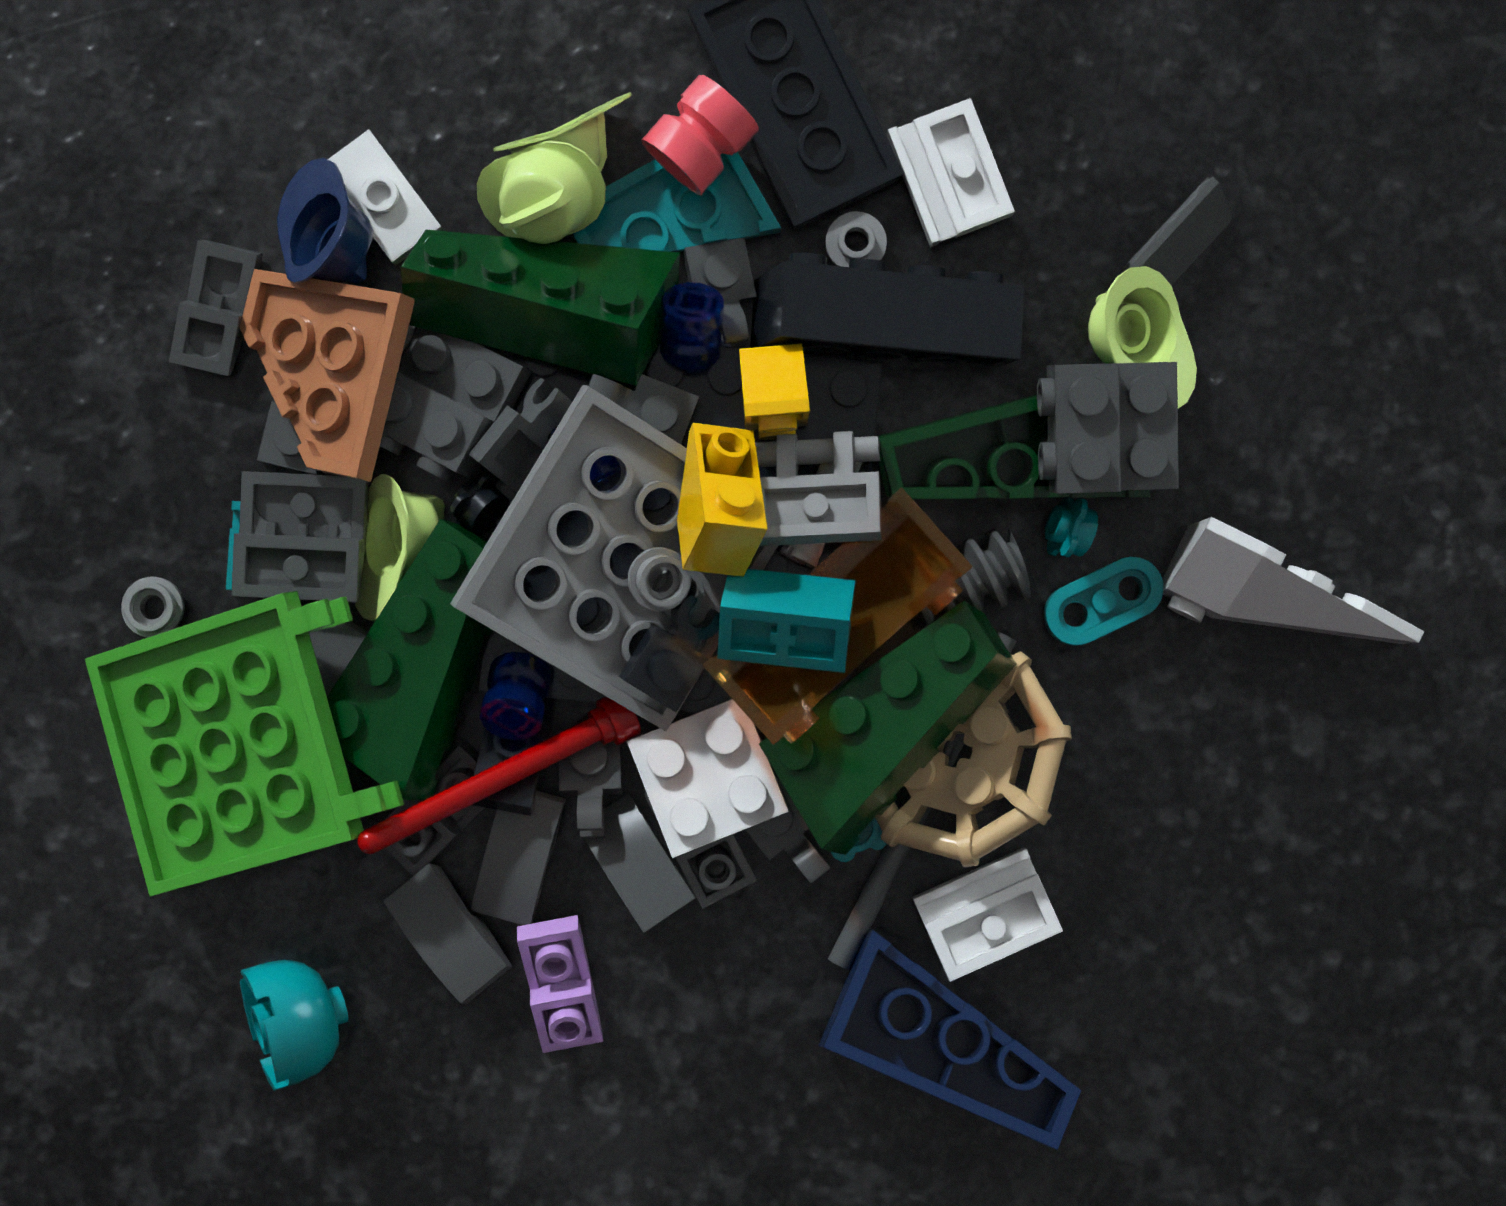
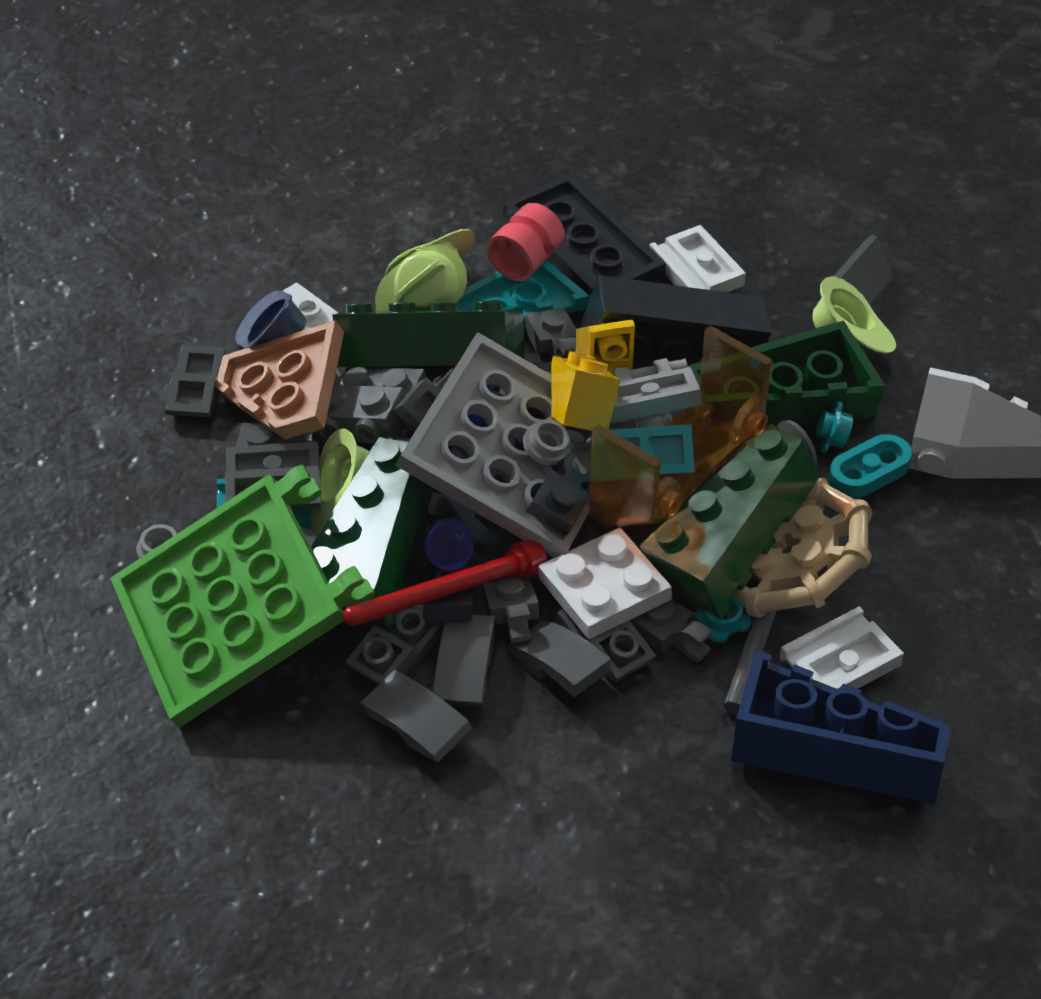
camera: 10 degrees left, 40 degrees down
(292, 1019) = (293, 778): teal cylinder -> none
(560, 984) = (512, 742): lavender slope -> none
(691, 325) = (538, 330): clear blue wheel -> none
(1109, 427) = (843, 340): dark grey plate -> none

